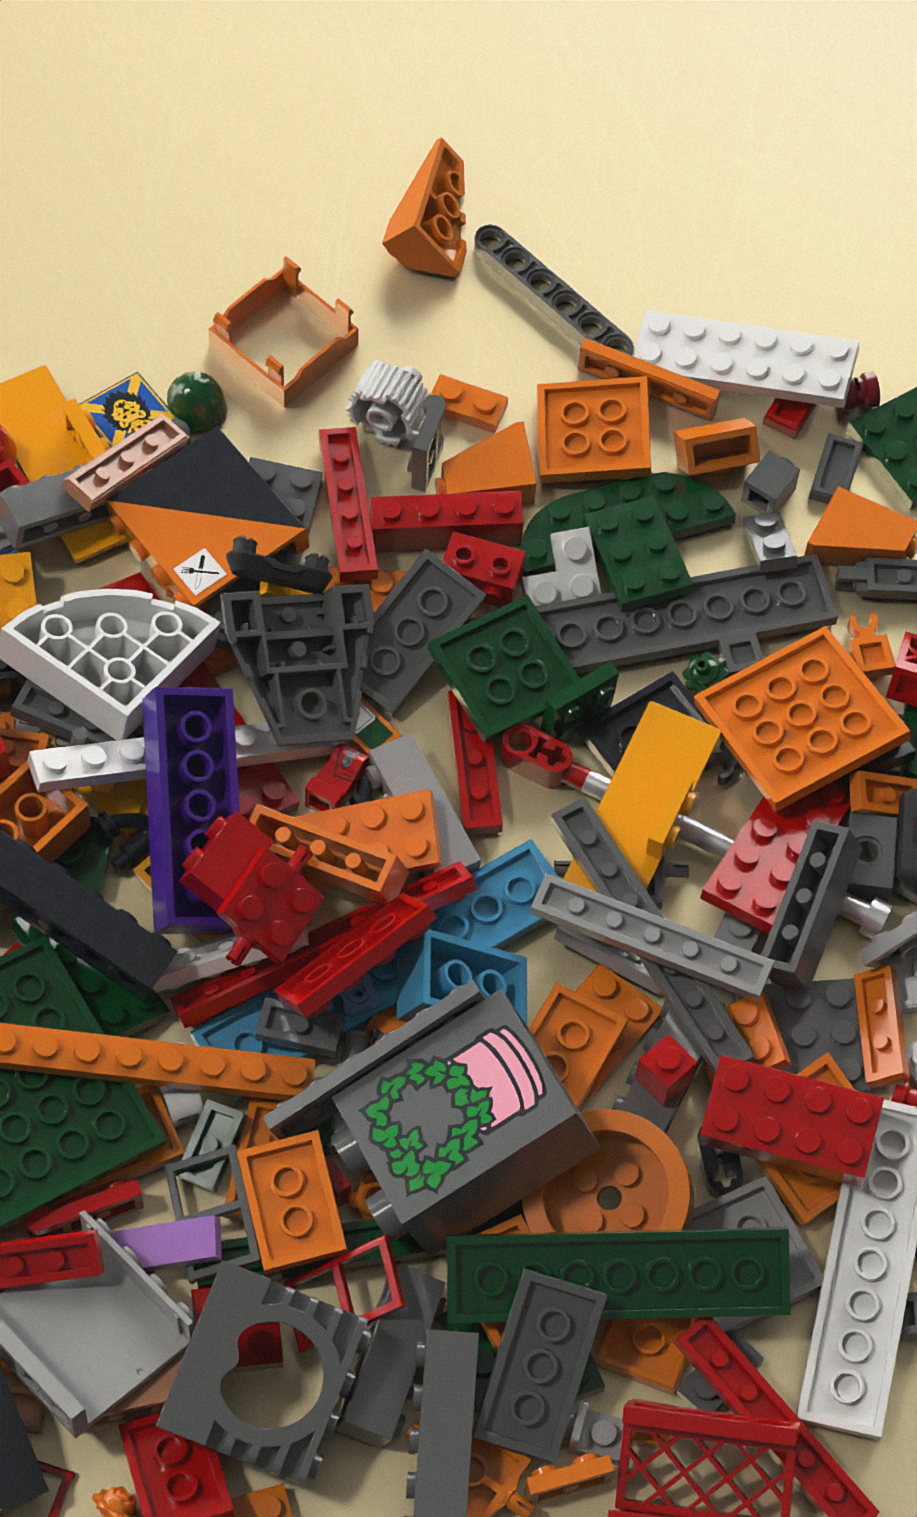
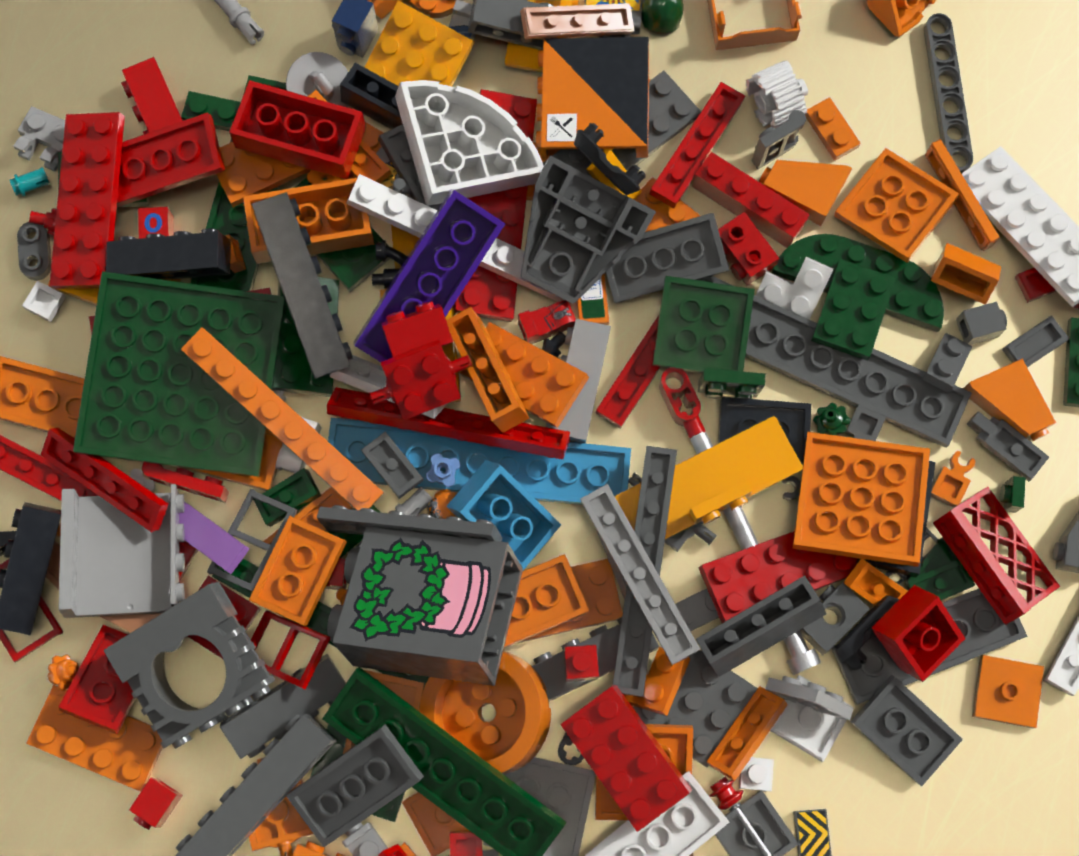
camera: 40 degrees right, 15 degrees up
(361, 949) = (447, 449): red plate -> none

